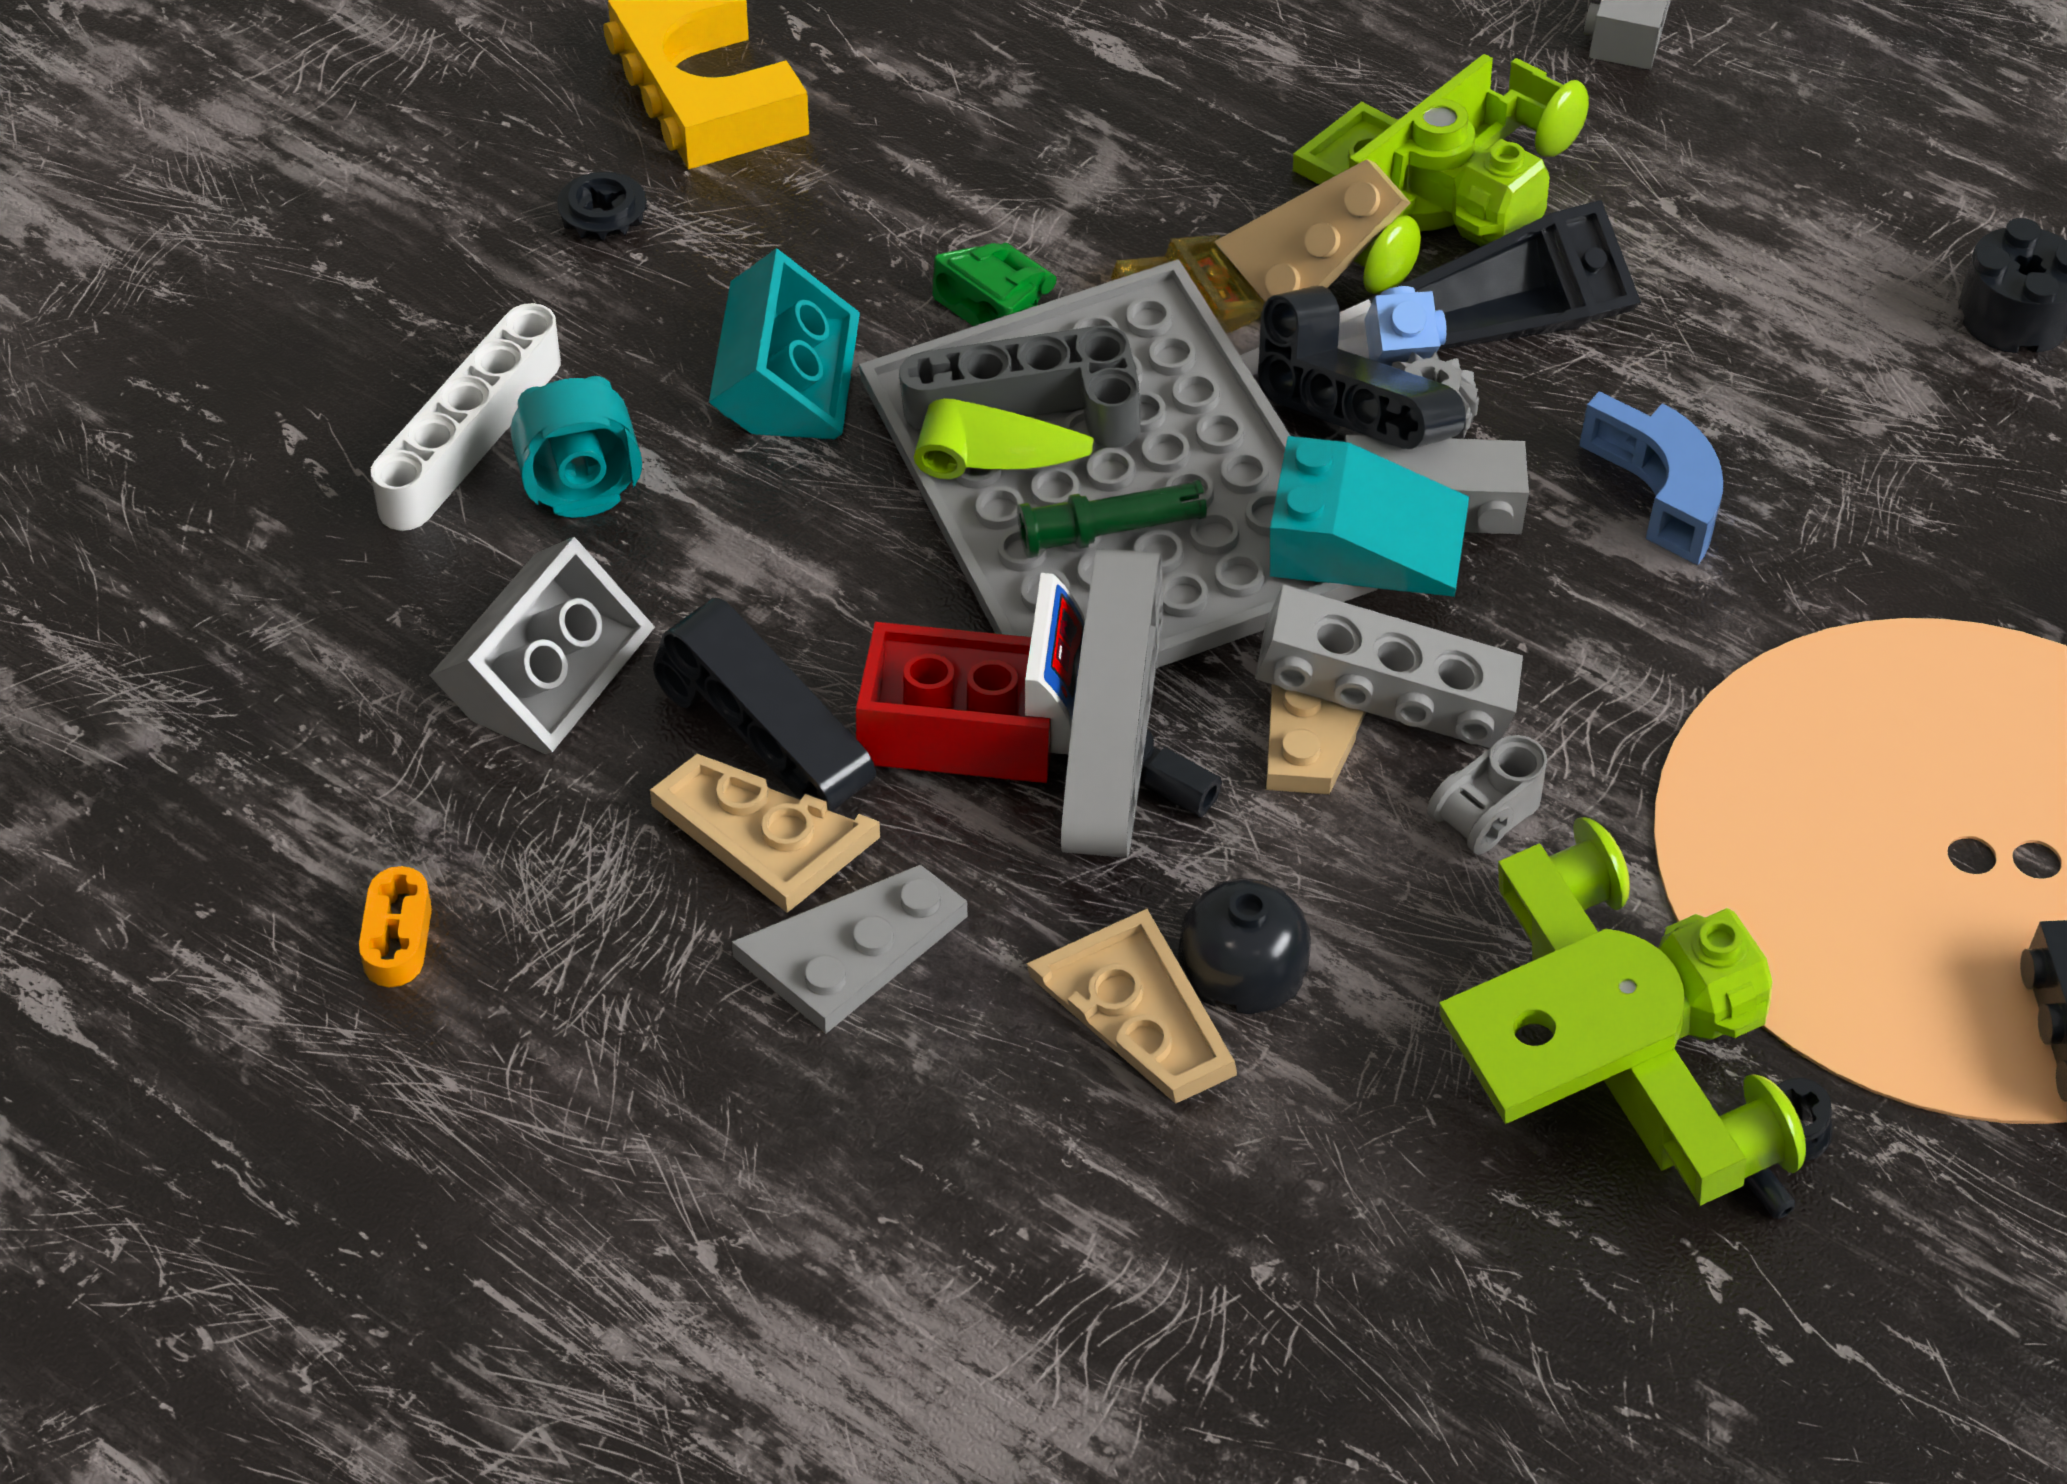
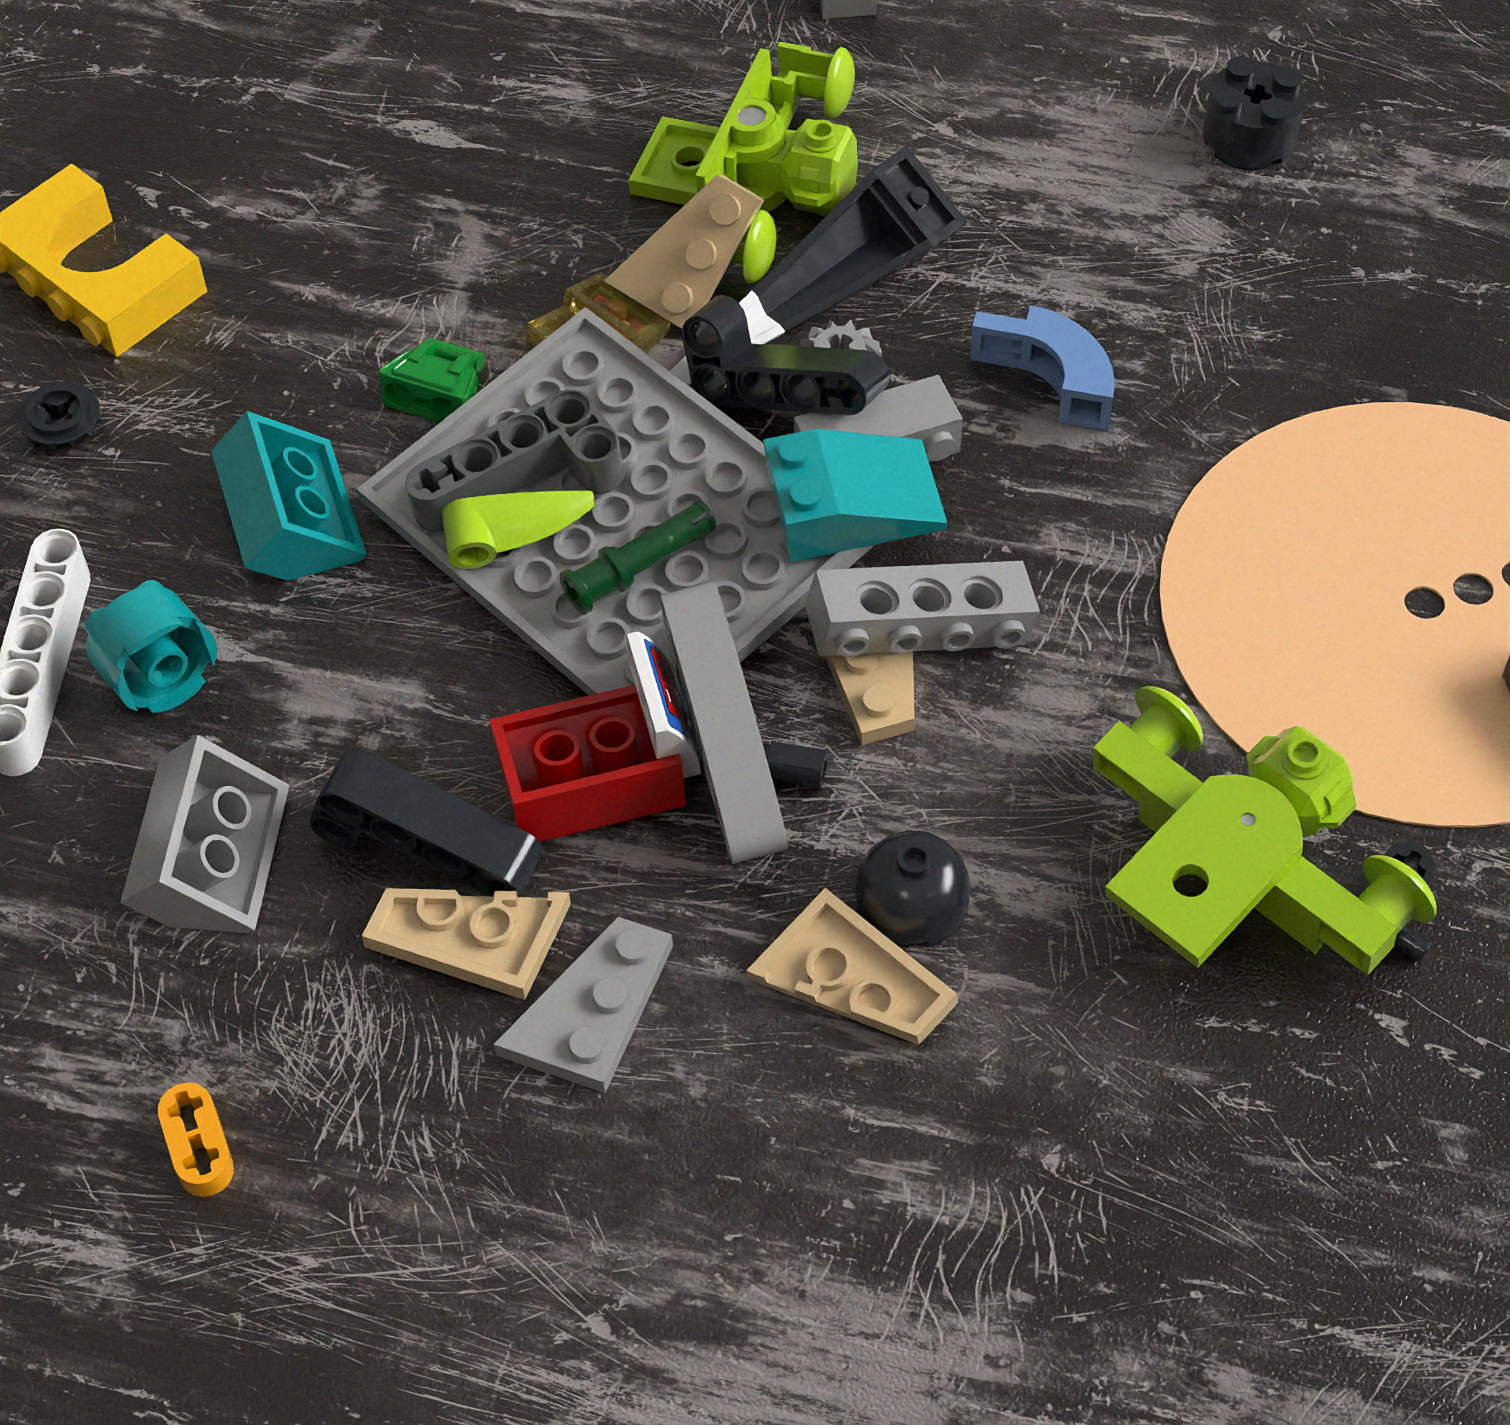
camera: 20 degrees left, 5 degrees up
(1403, 324) = (793, 307): light blue brick -> none
(1492, 792) = (1046, 692): light grey piece -> none

